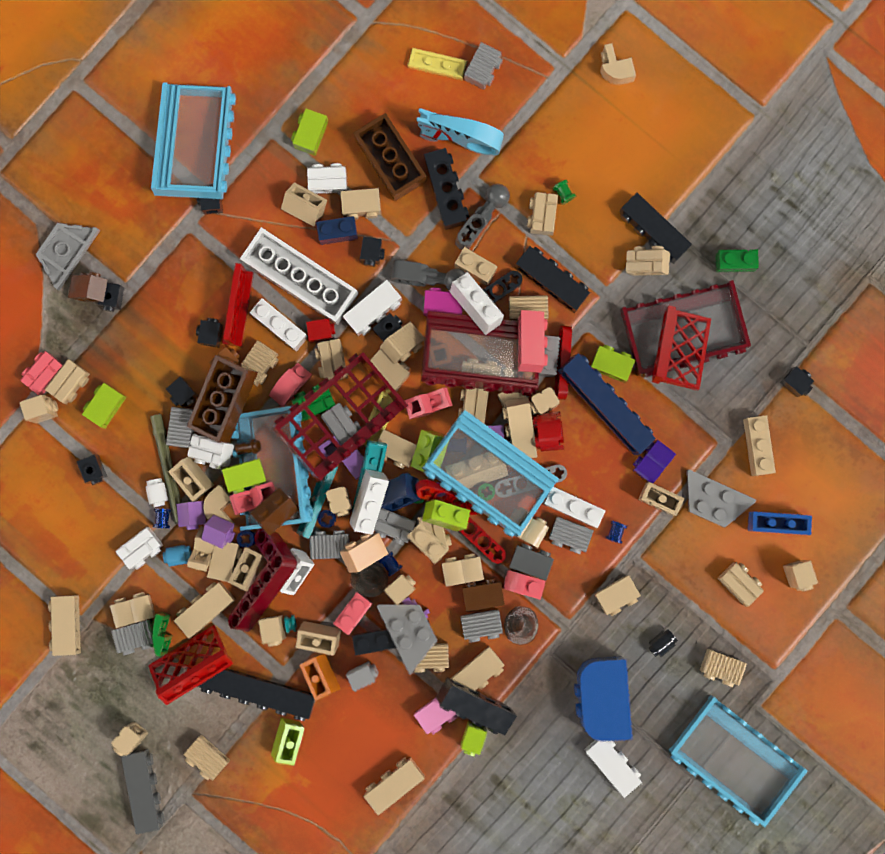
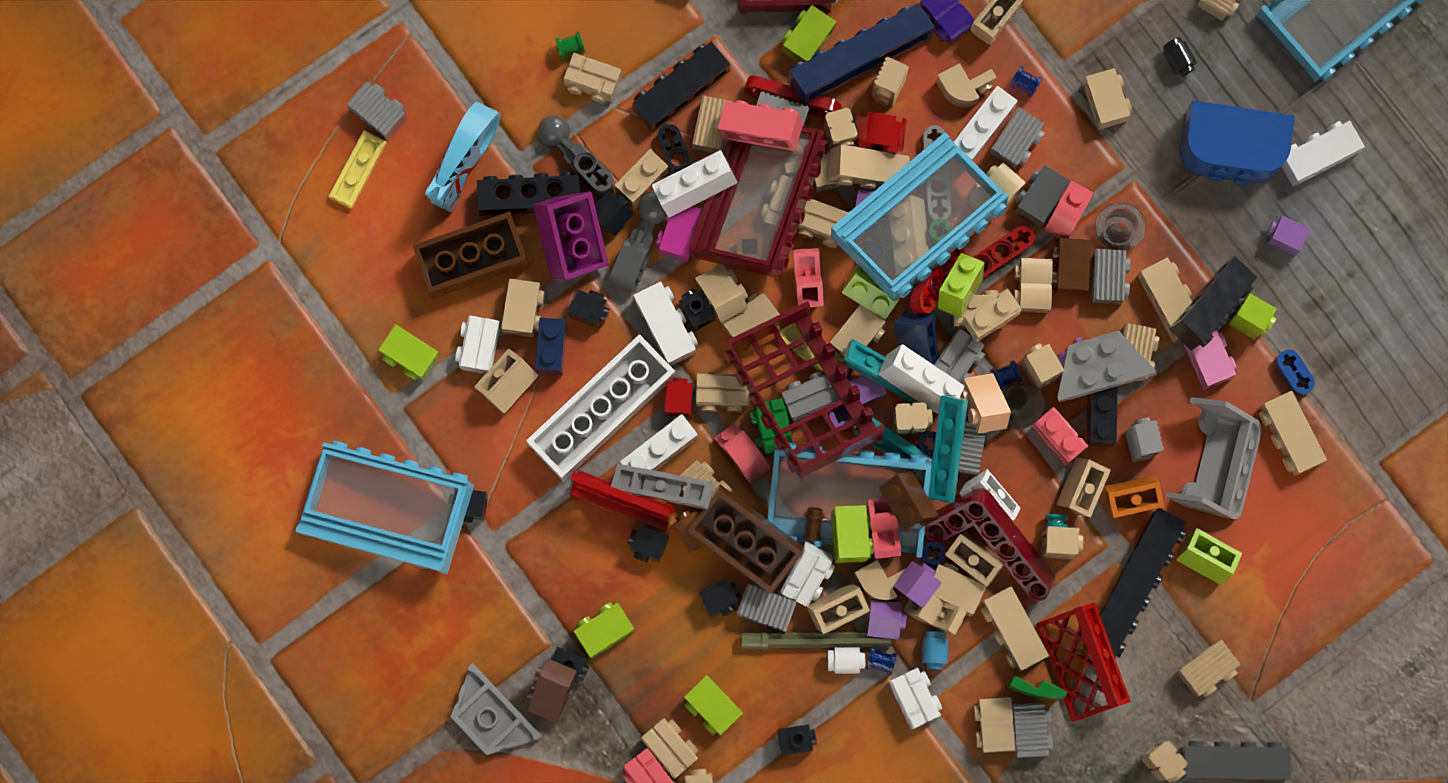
camera: 80 degrees left, 5 degrees down
(141, 316) = (604, 629): none -> lime brick
(245, 330) = (663, 486): none -> light grey hinge
(321, 531) = (947, 448): none -> teal tile
(359, 739) = (1225, 461): none -> light grey windscreen
(419, 224) = (570, 235): none -> magenta slope
(438, 775) = (1299, 369): none -> blue beam
(445, 250) = (613, 212): none -> black brick
(544, 752) = (1287, 235): none -> medium lavender brick
(589, 430) = (889, 82): none -> tan brick
(597, 486) = (962, 91): none -> tan brick

